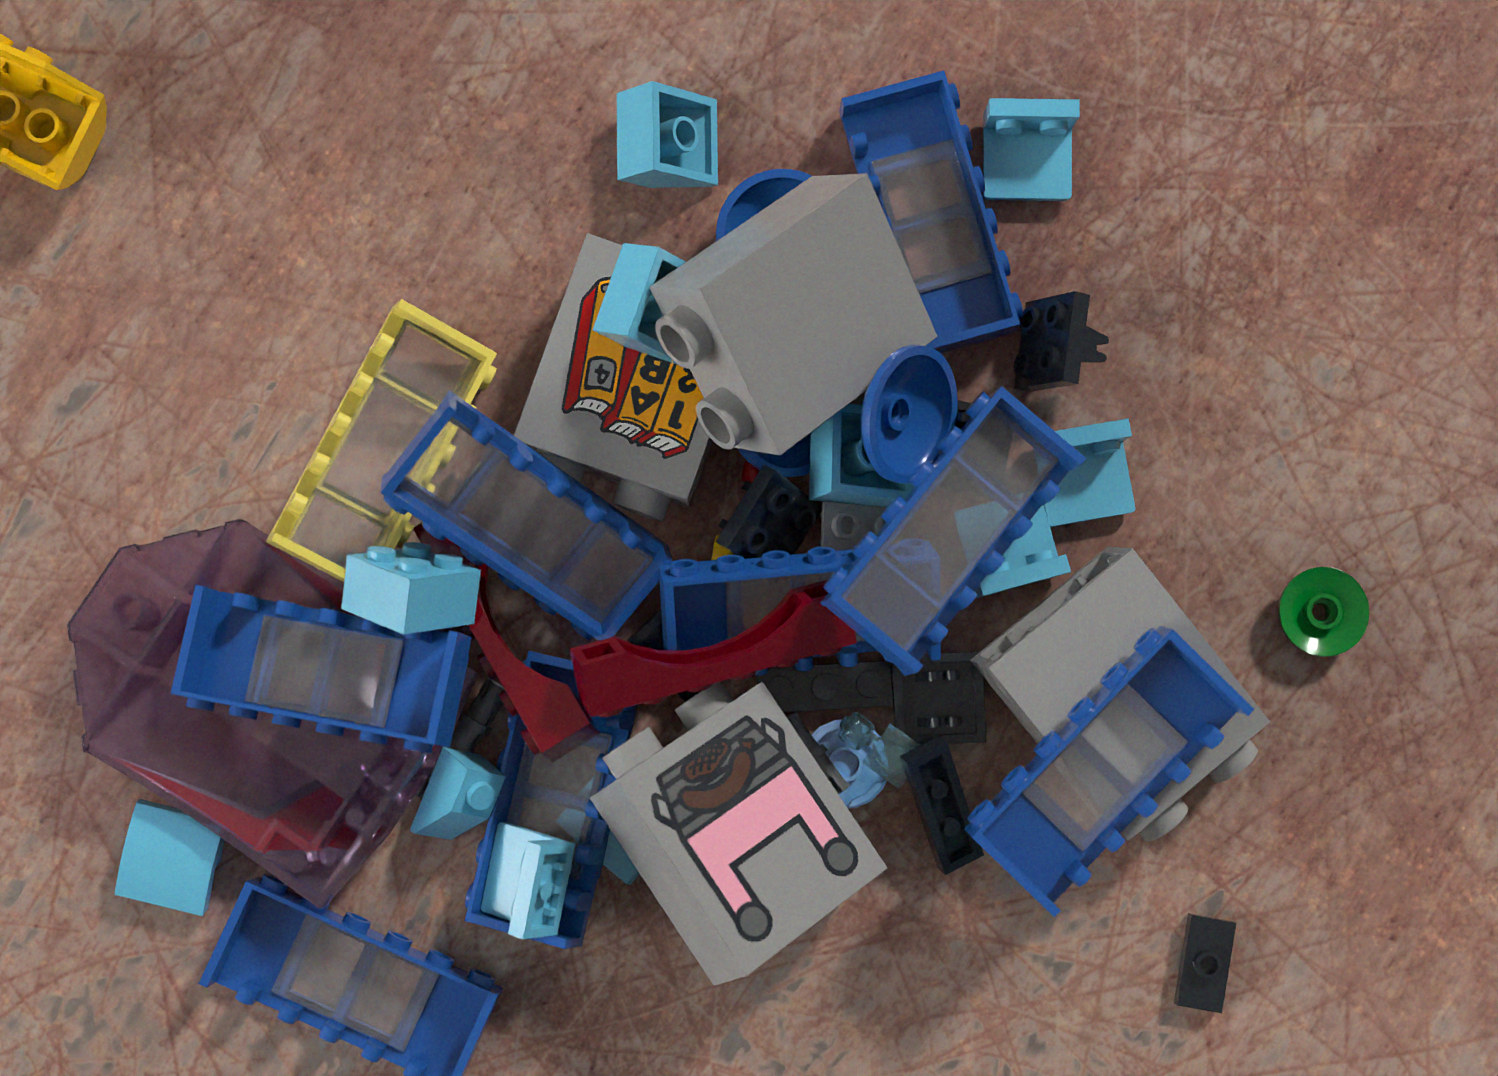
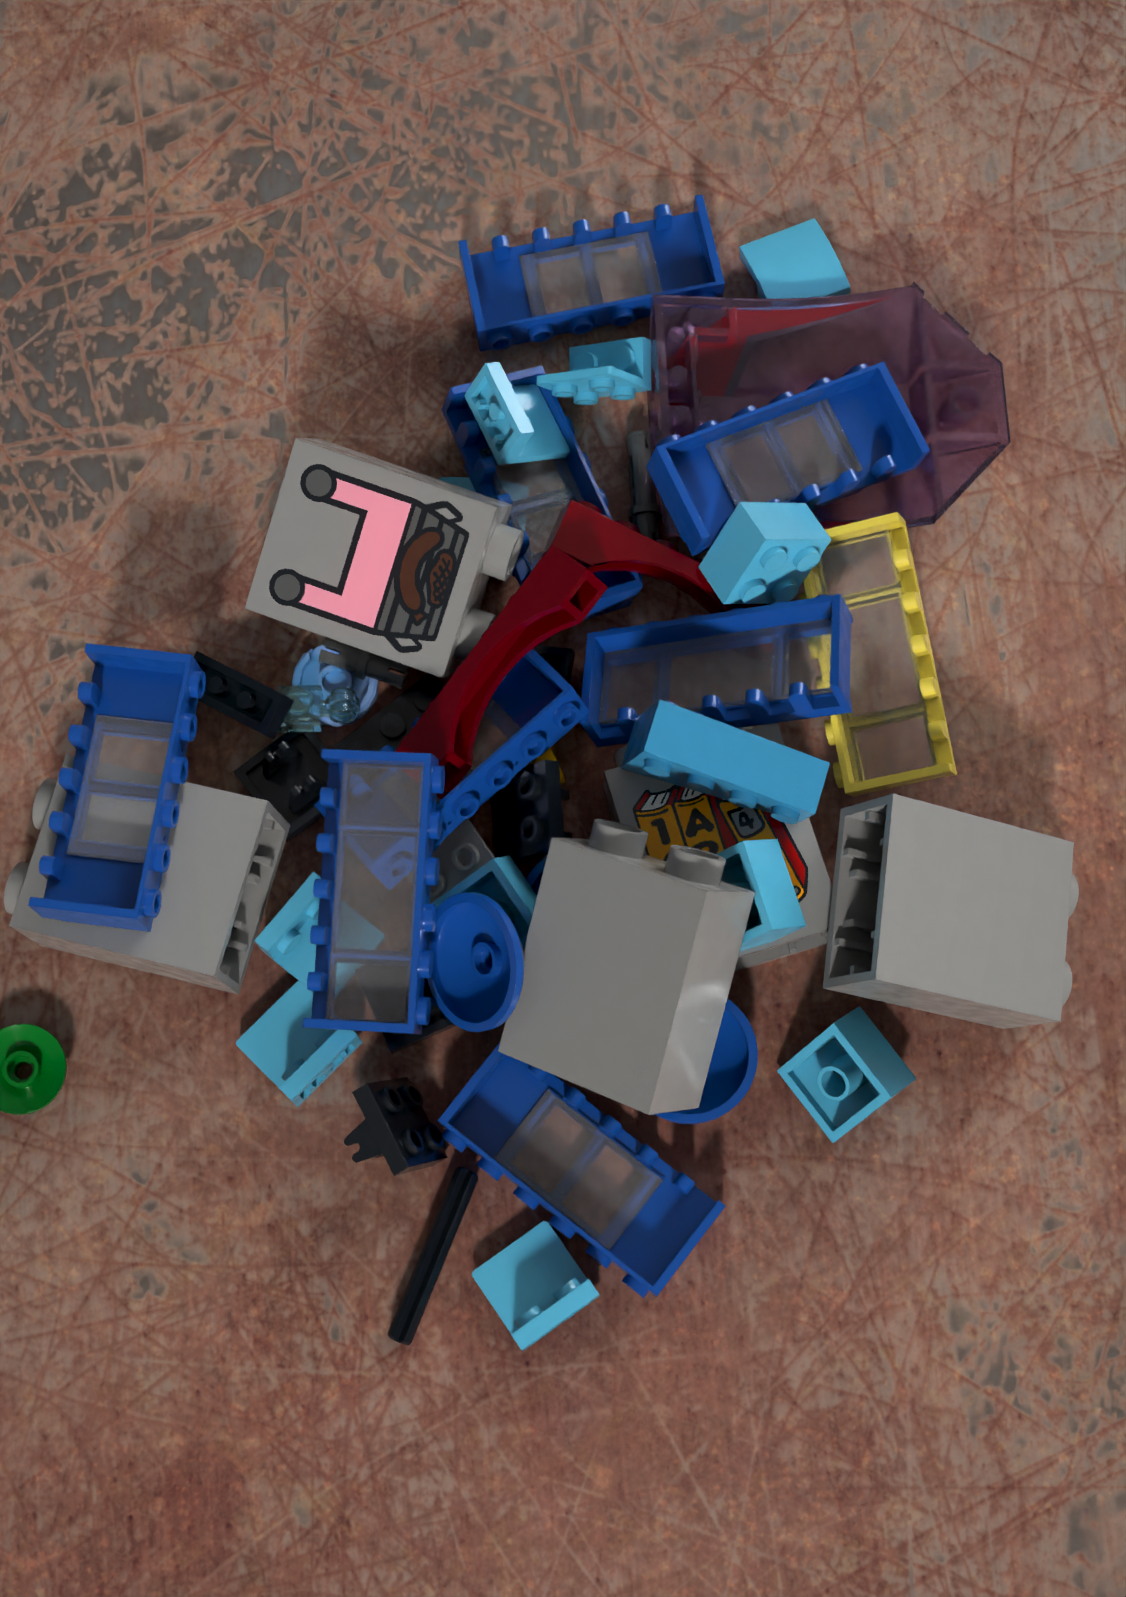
camera: 150 degrees right, 10 degrees down
(414, 874) = (603, 370): none -> medium azure bracket
(457, 795) = (617, 452): medium azure slope -> none
(498, 180) = (950, 913): none -> light grey brick
(588, 424) = (724, 762): none -> dark azure wedge
(1089, 234) = (433, 1256): none -> black axle

